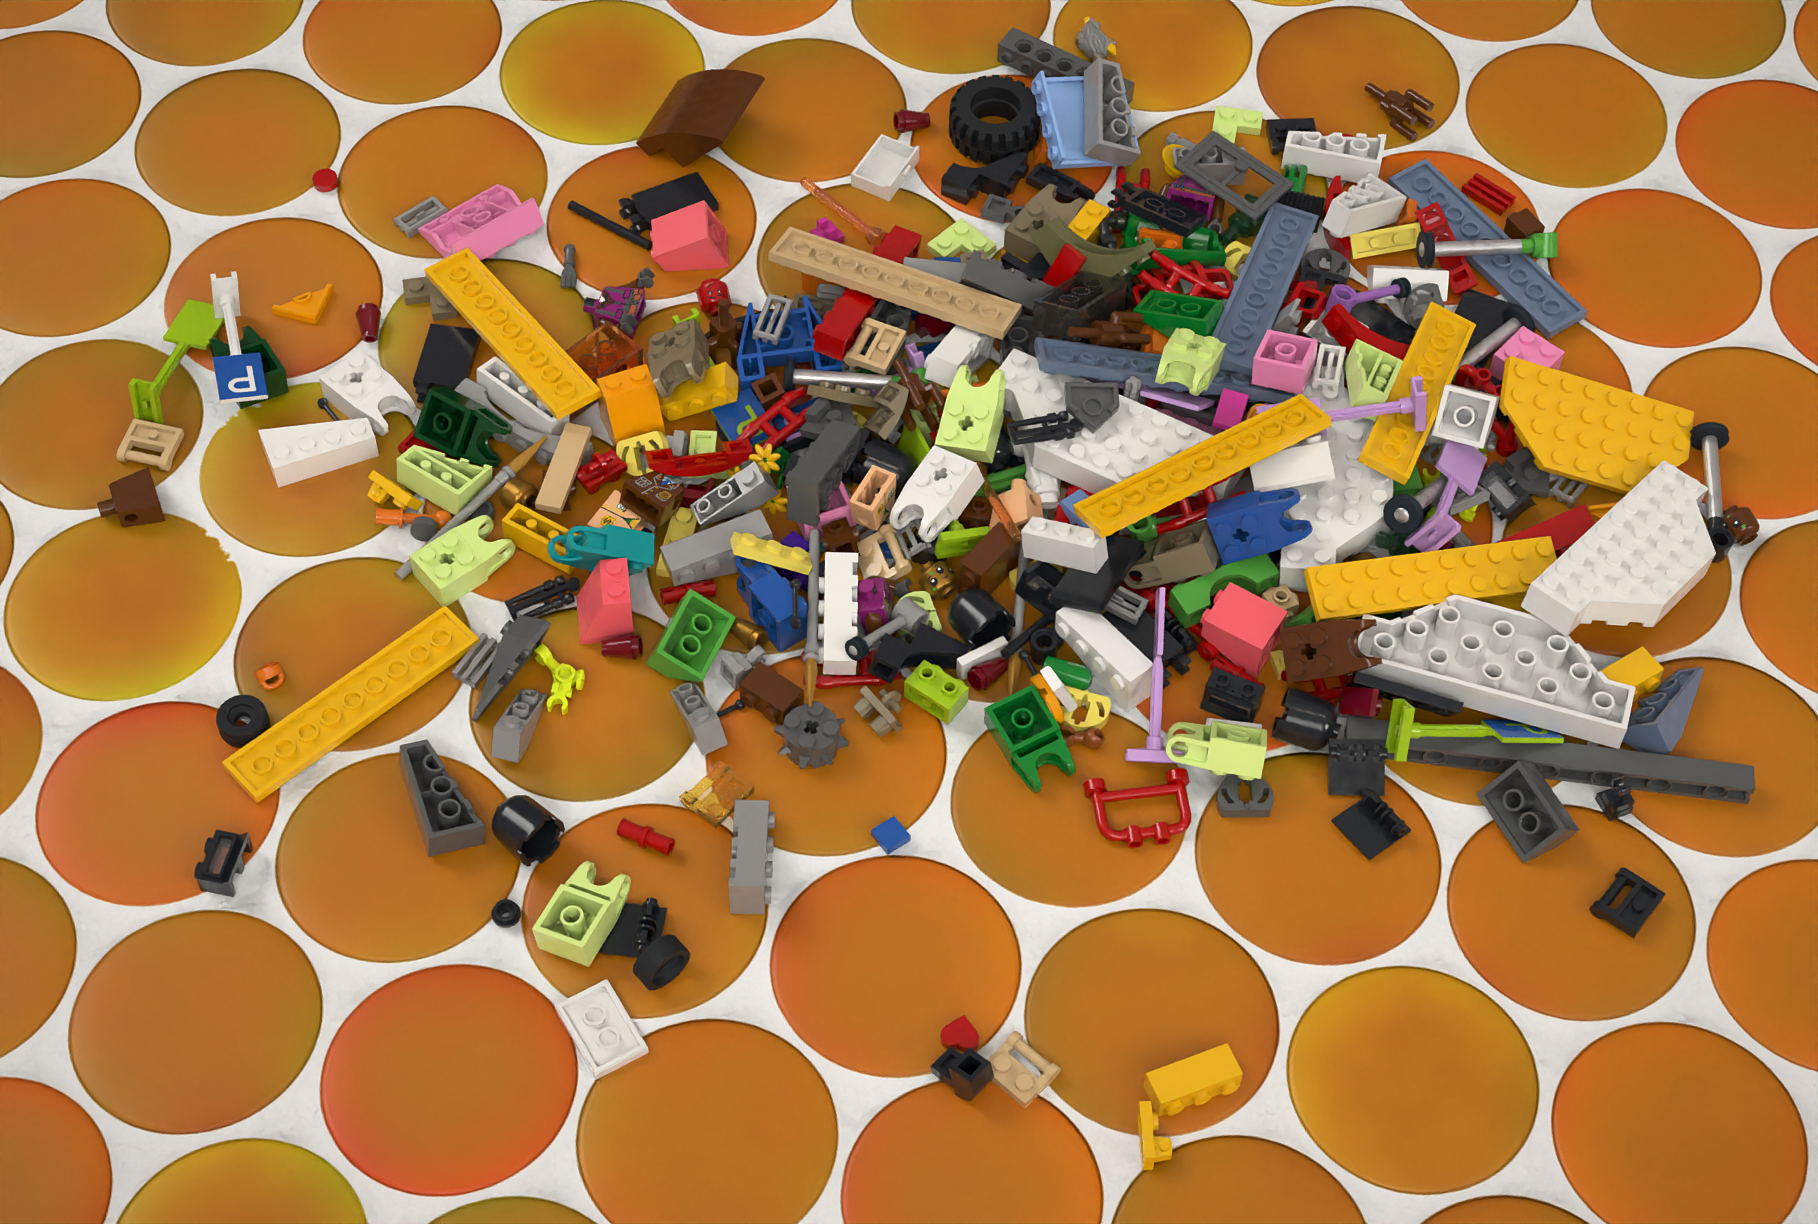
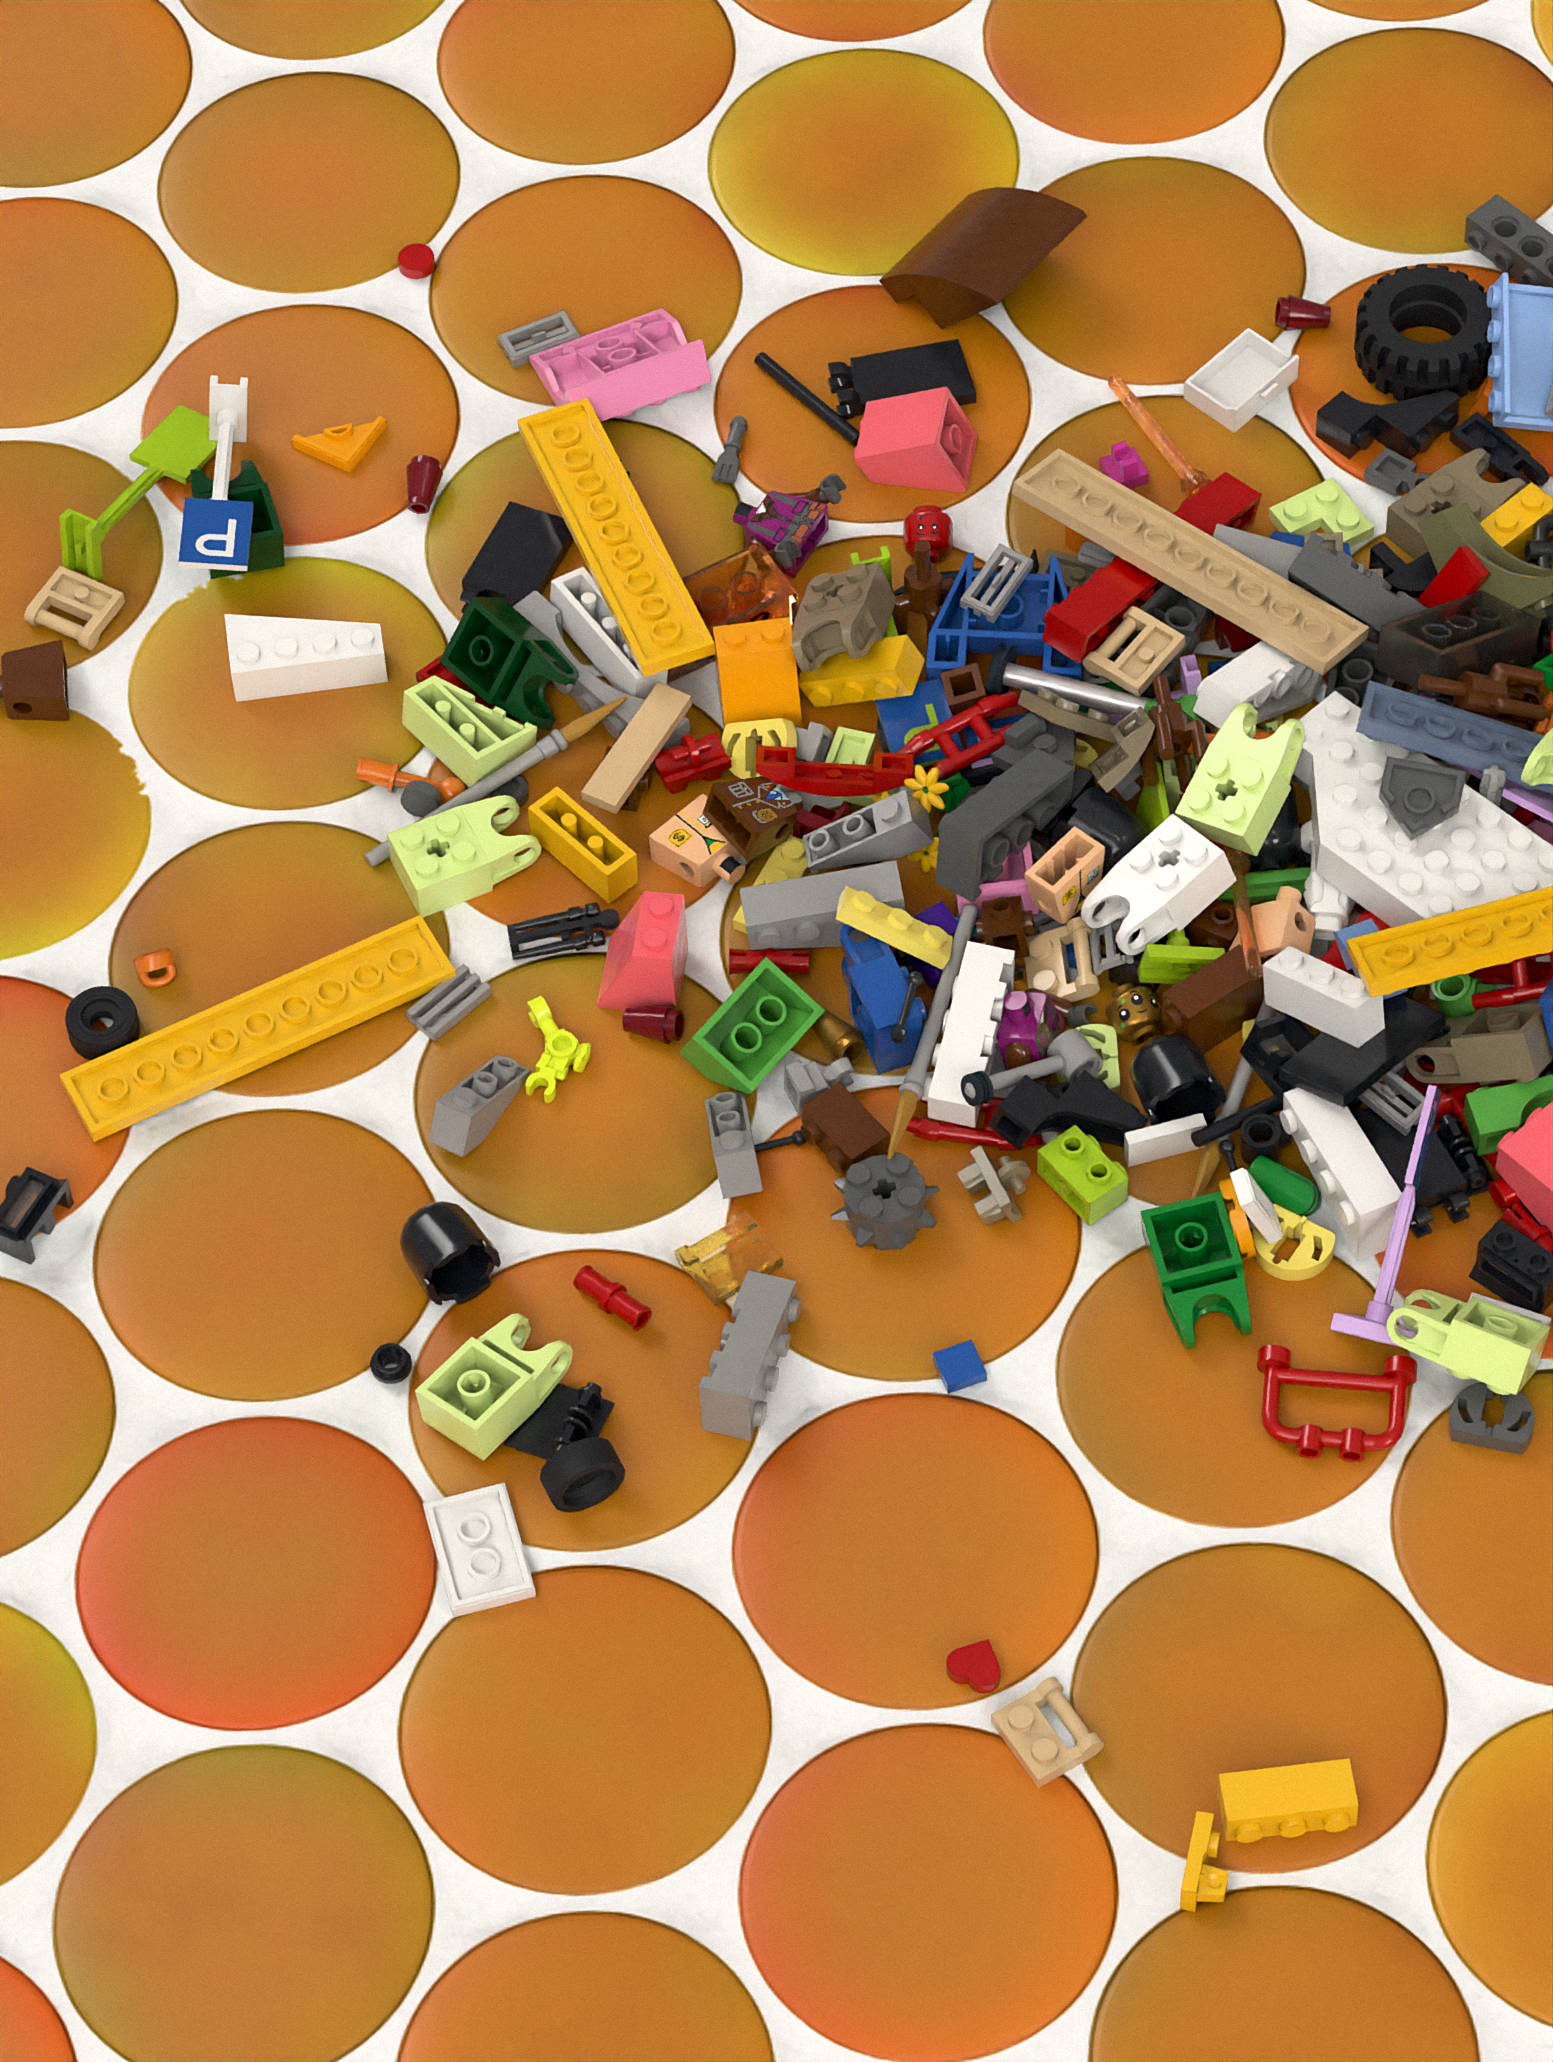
camera: 20 degrees right, 0 degrees up
(323, 404) = (329, 592): black hinge -> none
(365, 391) = (389, 584): white brick -> none
(384, 487) = (383, 730): yellow hinge -> none
(422, 291) = (509, 450): dark tan plate -> none
(439, 807) = (338, 1200): dark grey wedge -> none
(514, 650) = (494, 1004): dark grey wedge -> none
(518, 491) = (567, 772): pearl gold head -> none
(604, 543) = (662, 870): teal brick -> none
(964, 1072) = (961, 1716): black brick -> none
(986, 673) = (1166, 1163): dark red cone -> none
(1044, 433) = (1348, 827): black piece -> none
(1090, 737) = (1292, 1287): dark orange arm -> none

